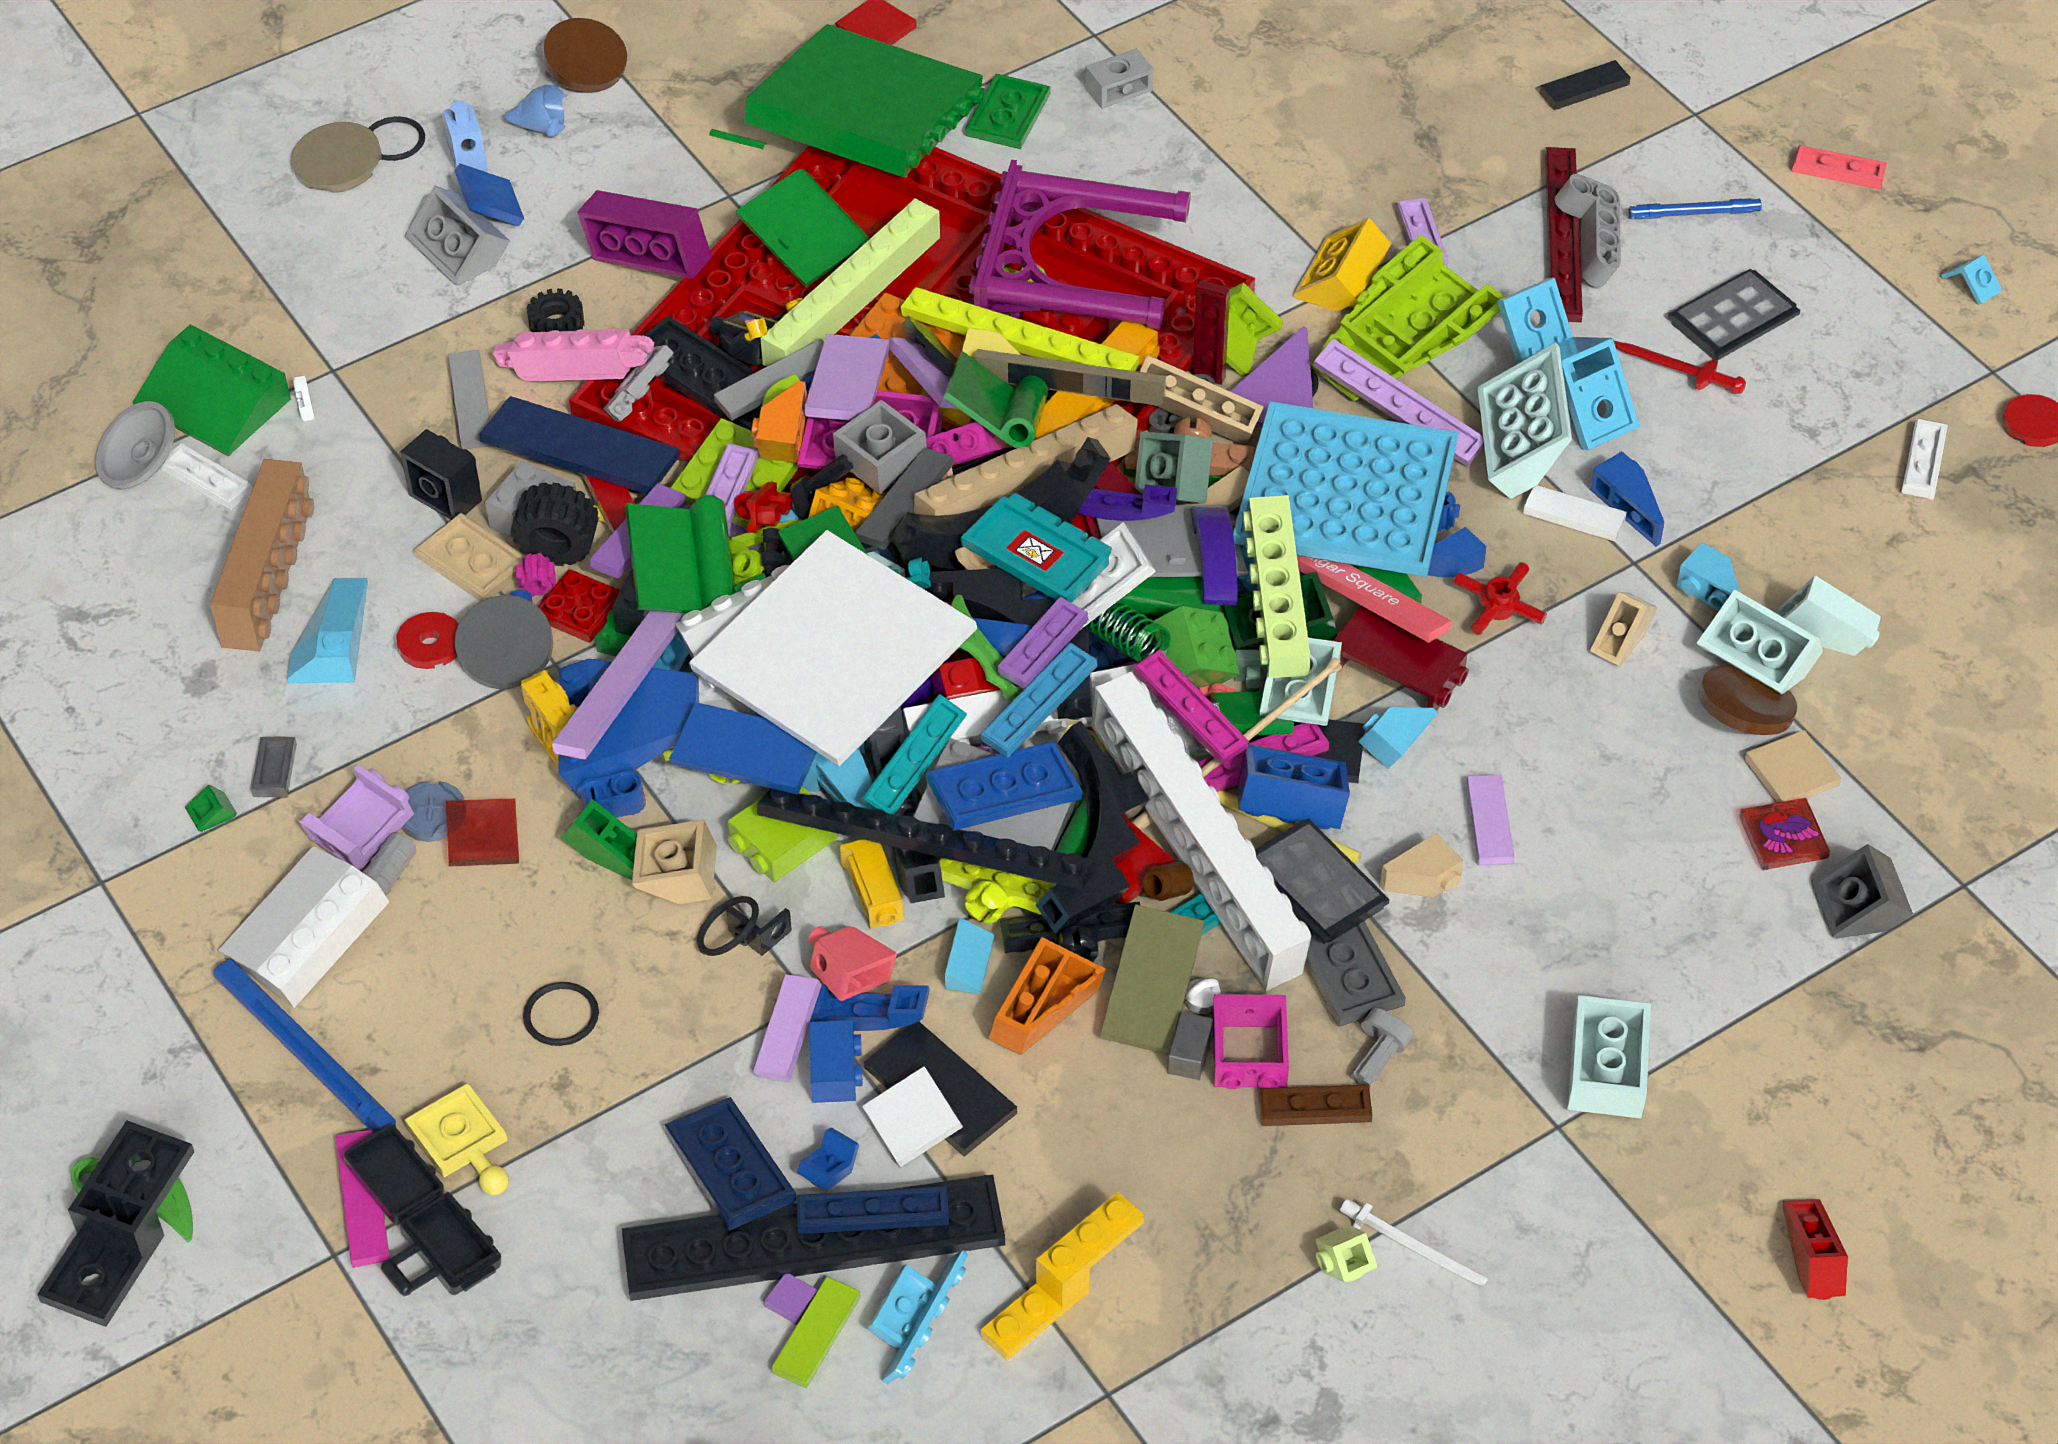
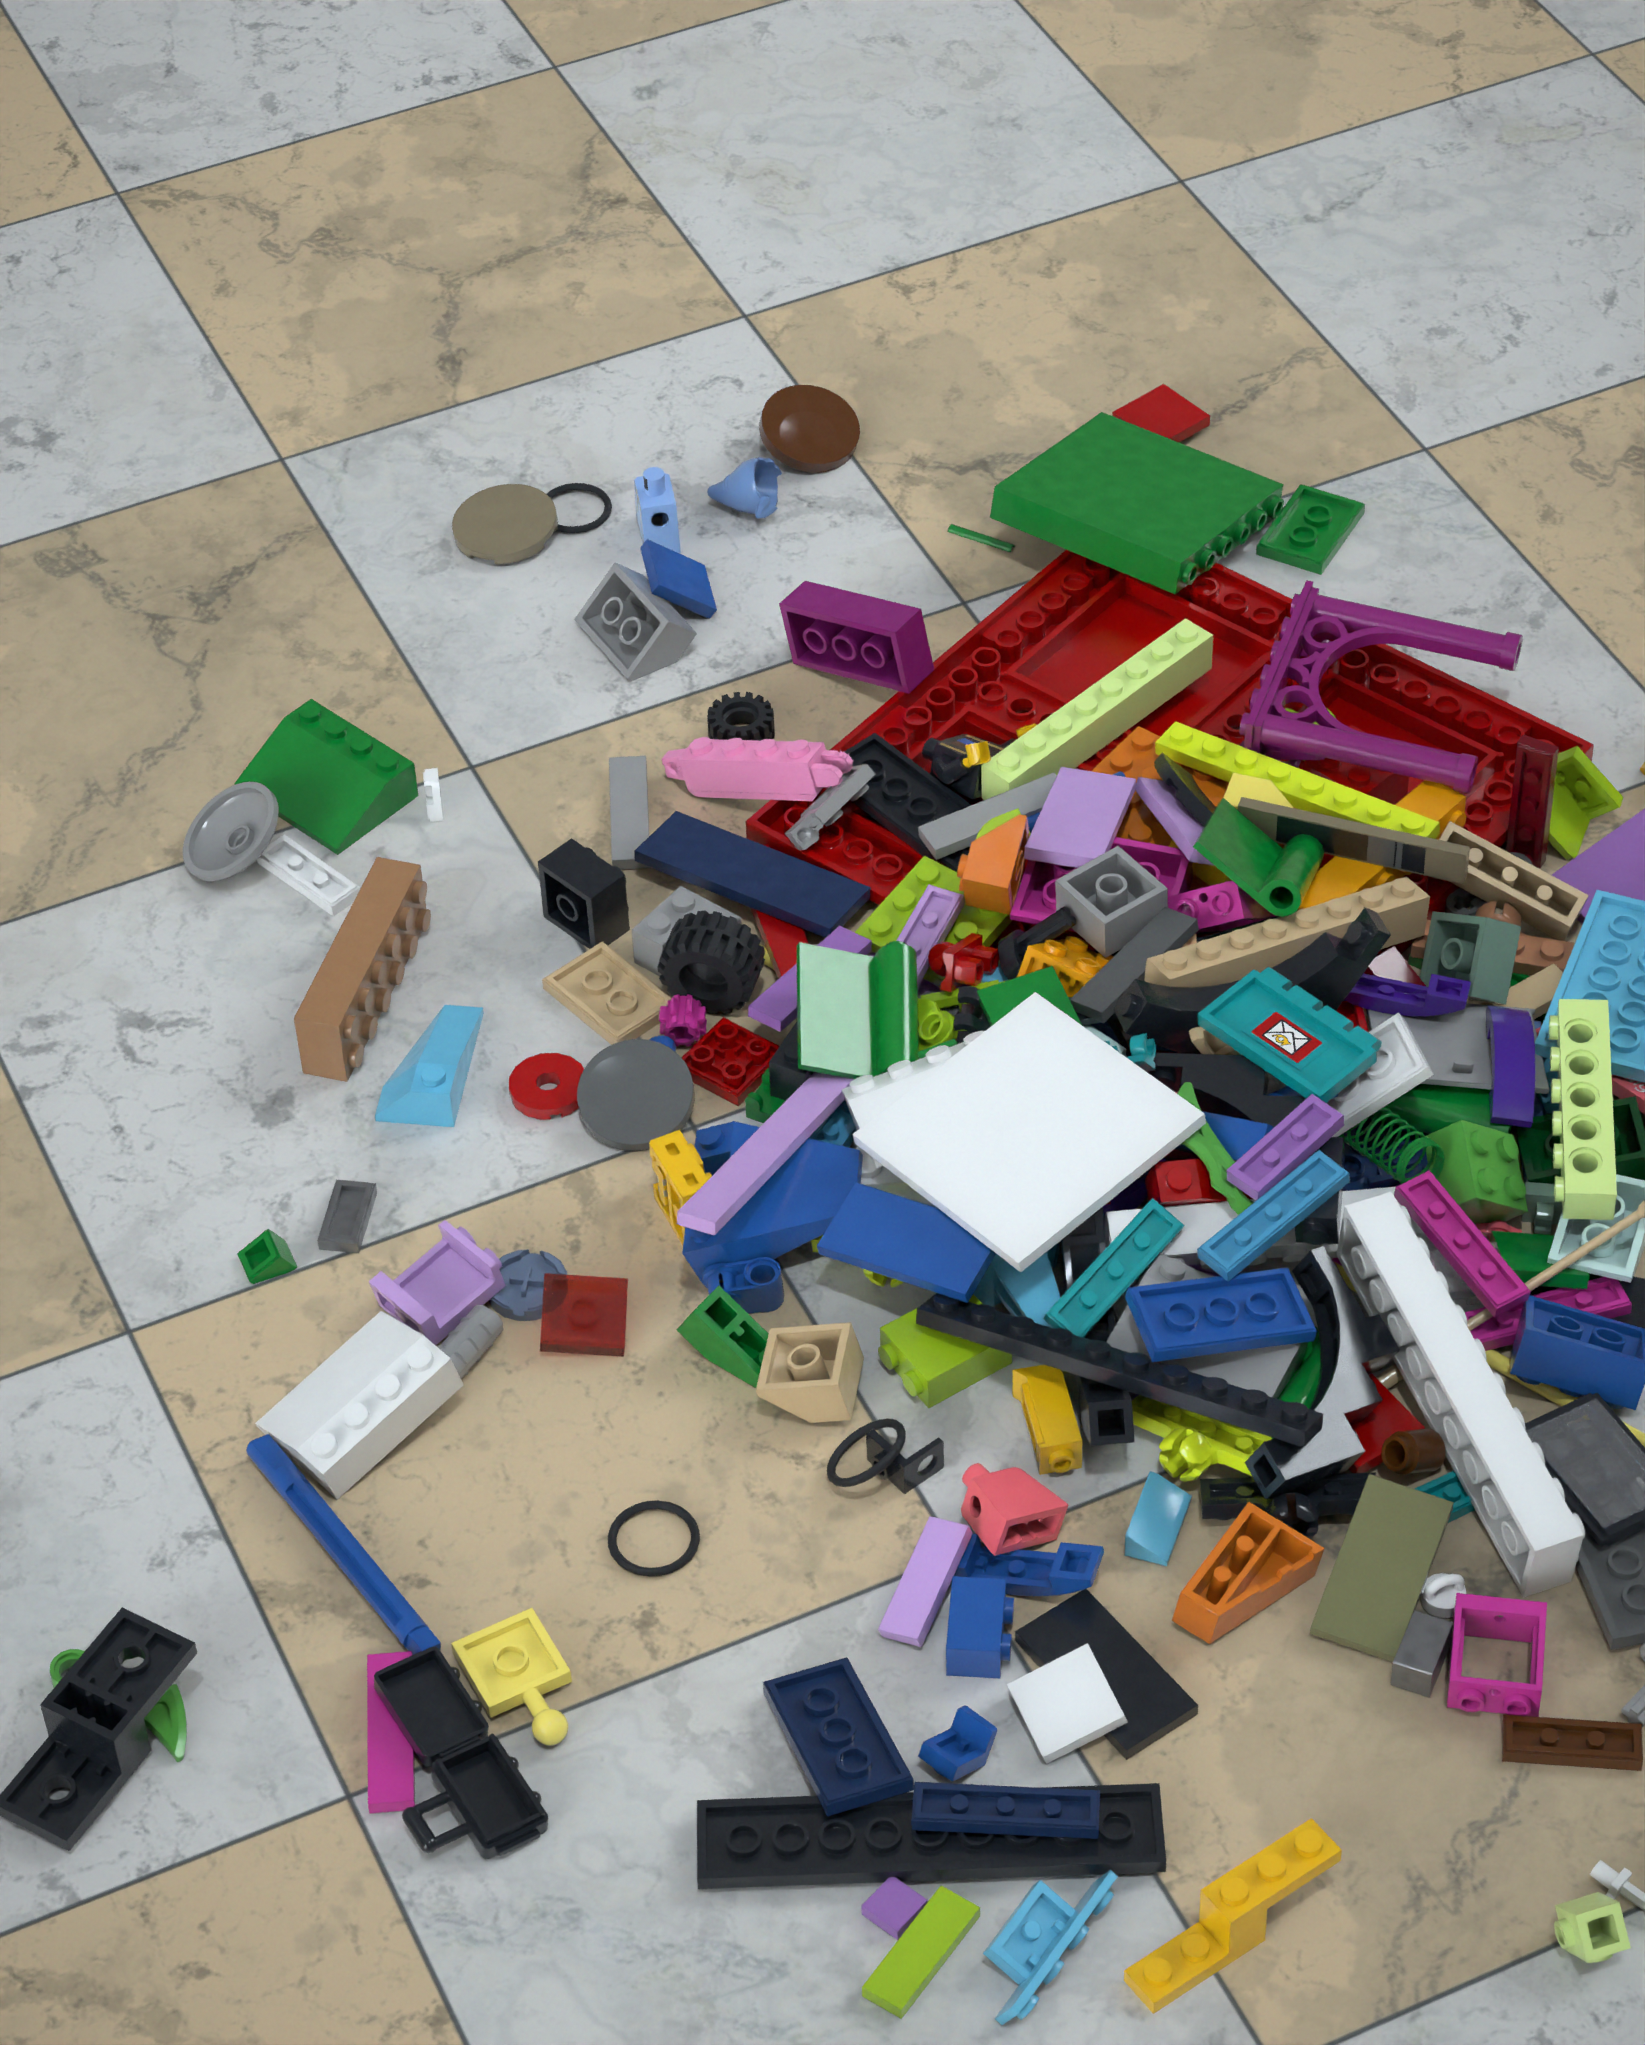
camera: 10 degrees right, 5 degrees down
(803, 226) = (1047, 642): green door -> none
(1119, 78) = (1450, 500): light grey brick -> none

